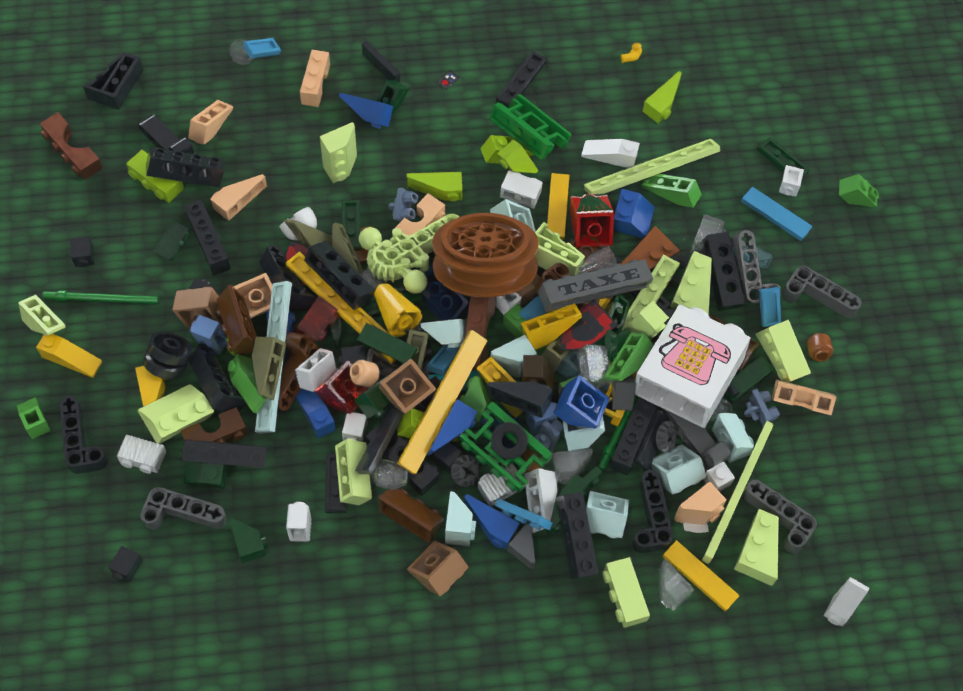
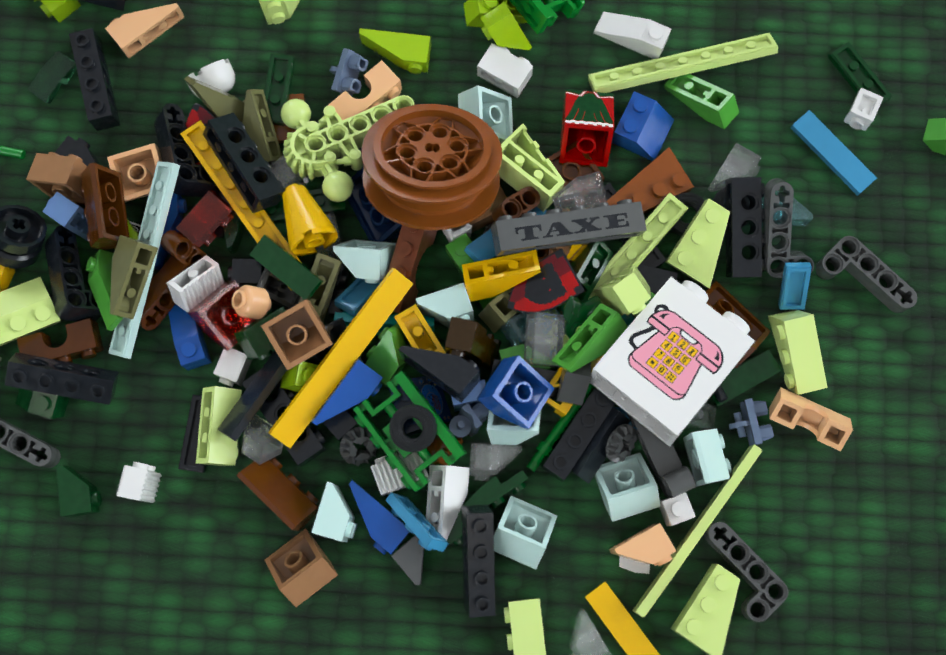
camera: 15 degrees right, 15 degrees up
(558, 203) = (548, 98): yellow tile -> none
(653, 509) = (582, 537): black beam -> none
(819, 347) = (847, 350): dark orange head -> none

